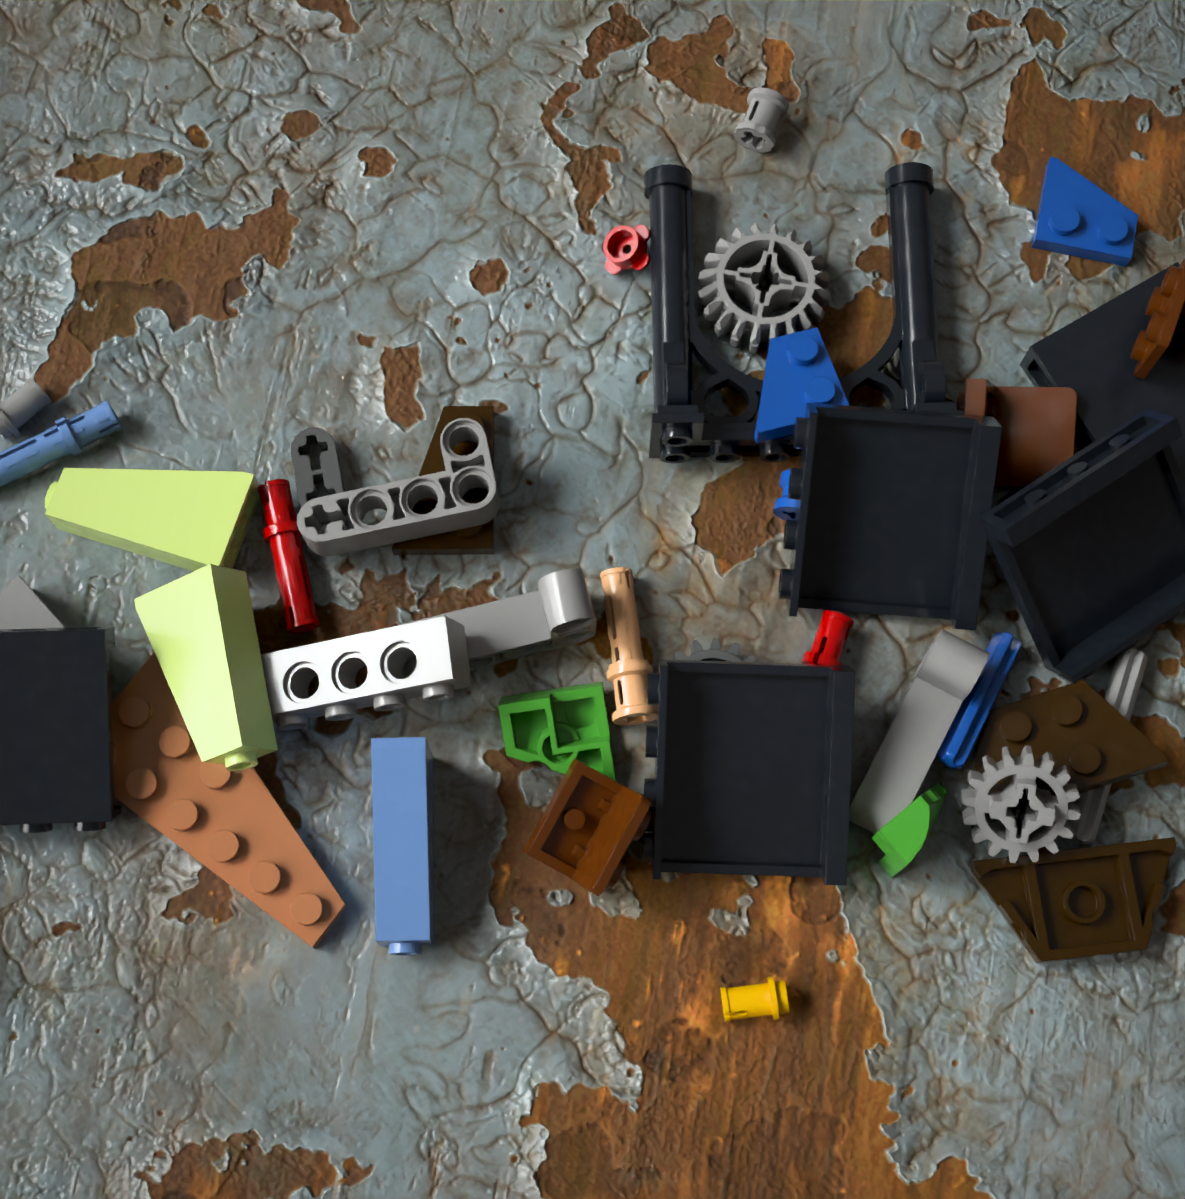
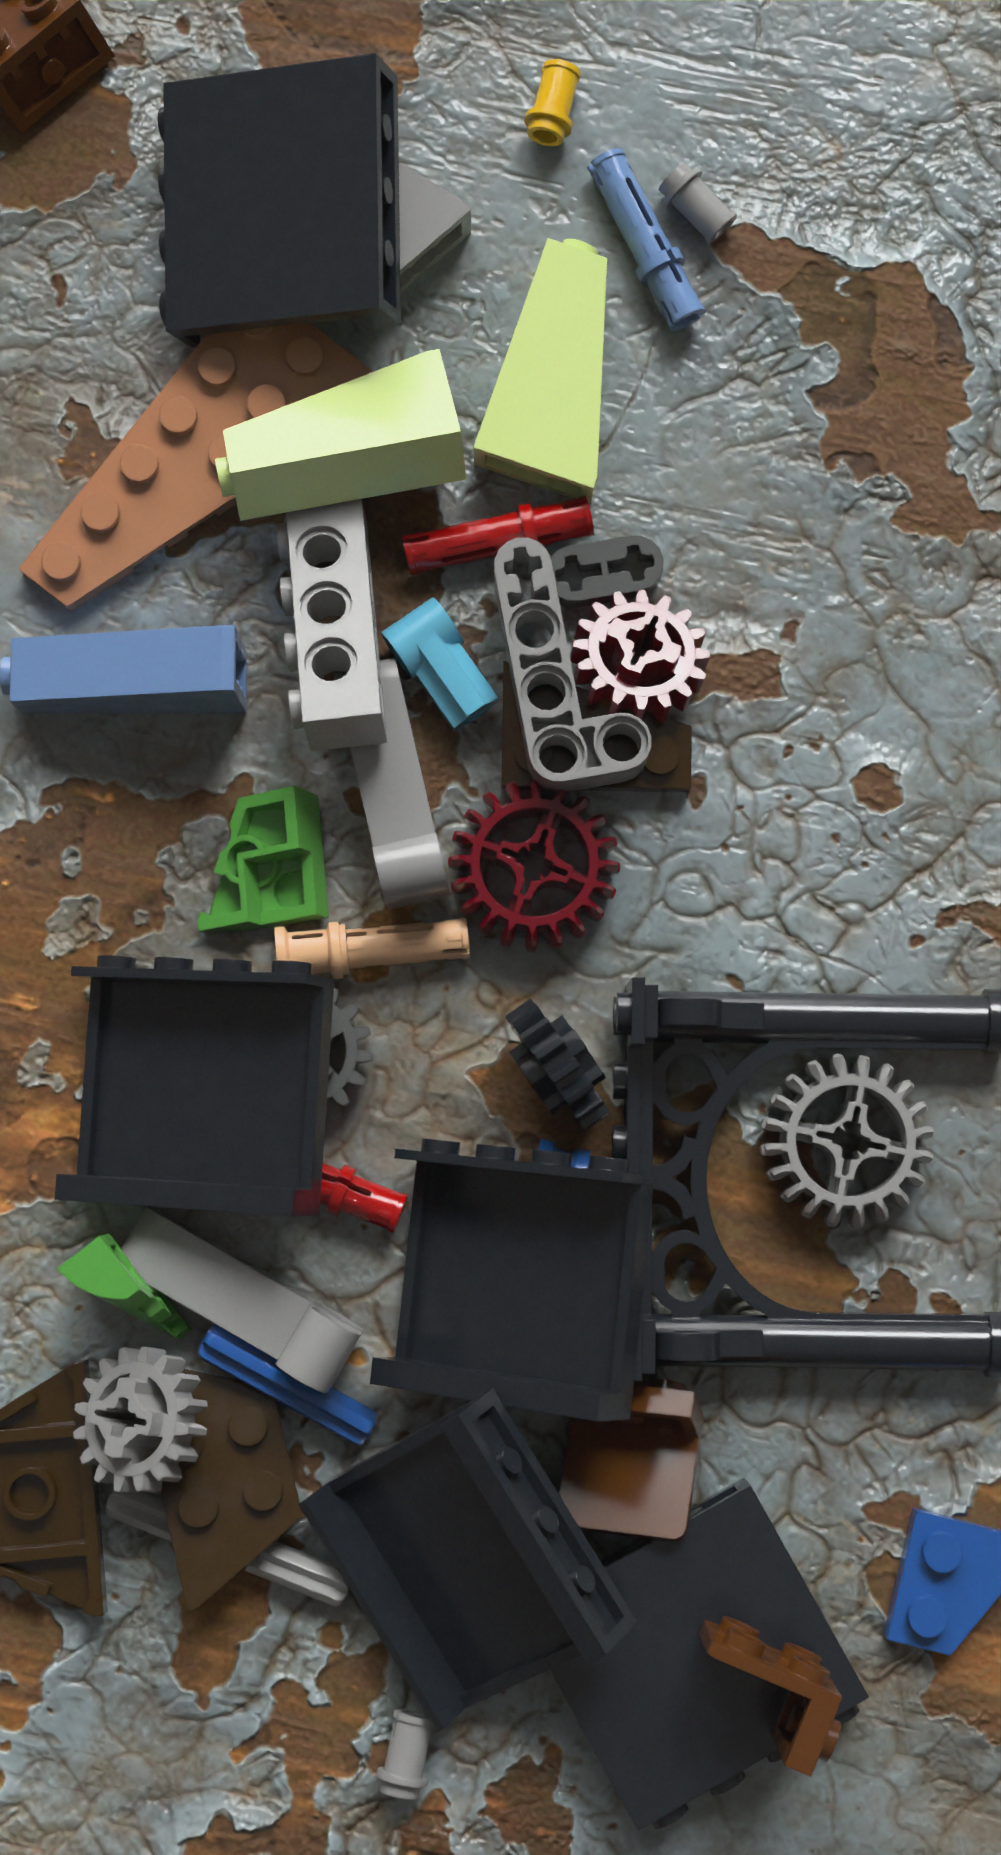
camera: 90 degrees right, 10 degrees up
(389, 439) = (661, 678): none -> gear
(395, 596) = (432, 651): none -> medium azure piece
(542, 511) = (562, 874): none -> dark red gear
(589, 828) = (137, 893): reddish brown bracket -> none
(618, 241) = (908, 949): red plate -> none
(718, 491) = (557, 1065): none -> black gear
(795, 374) = (698, 1173): blue wing -> none

